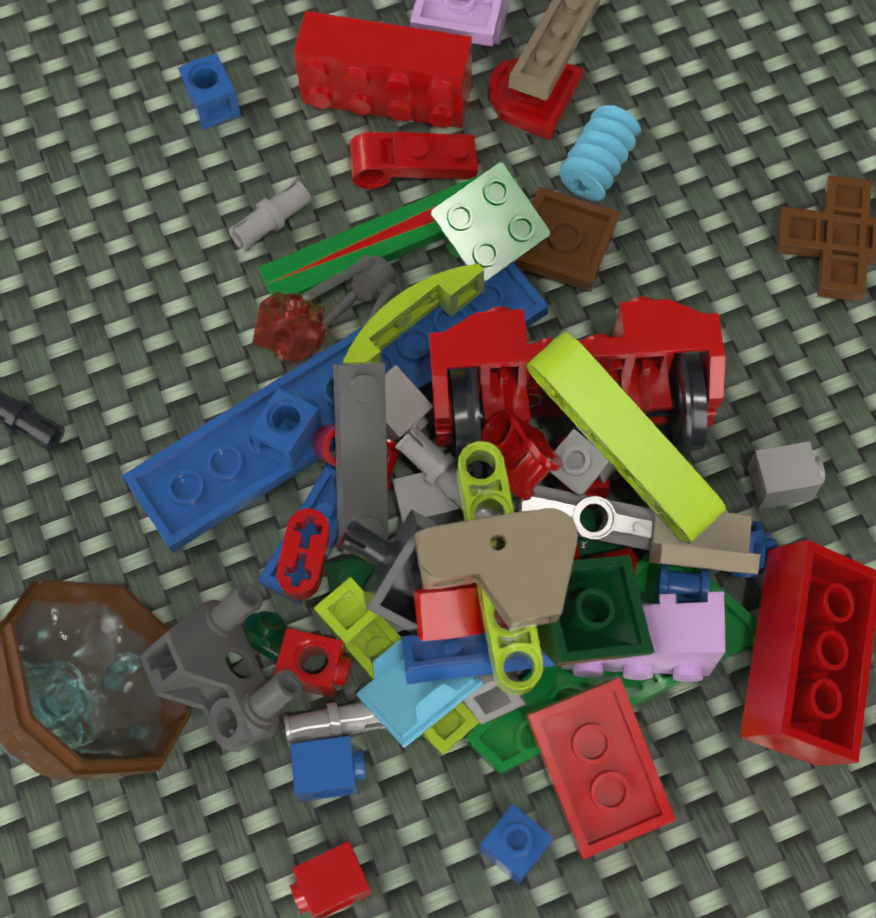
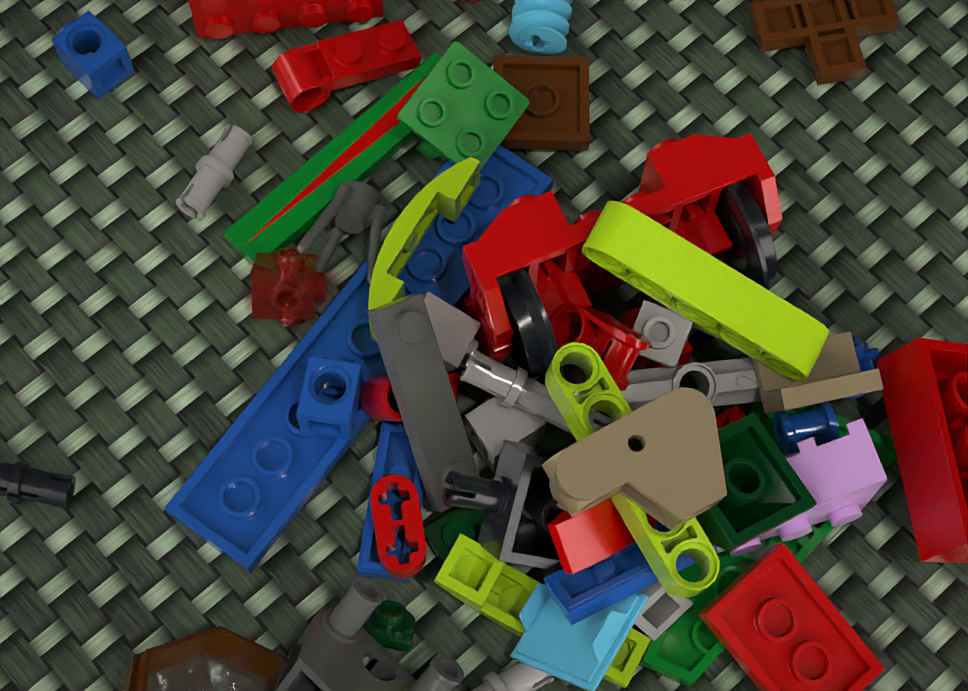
camera: 25 degrees left, 0 degrees up
(300, 646) = (434, 622): red brick -> none
(785, 475) = (858, 279): light grey brick -> none

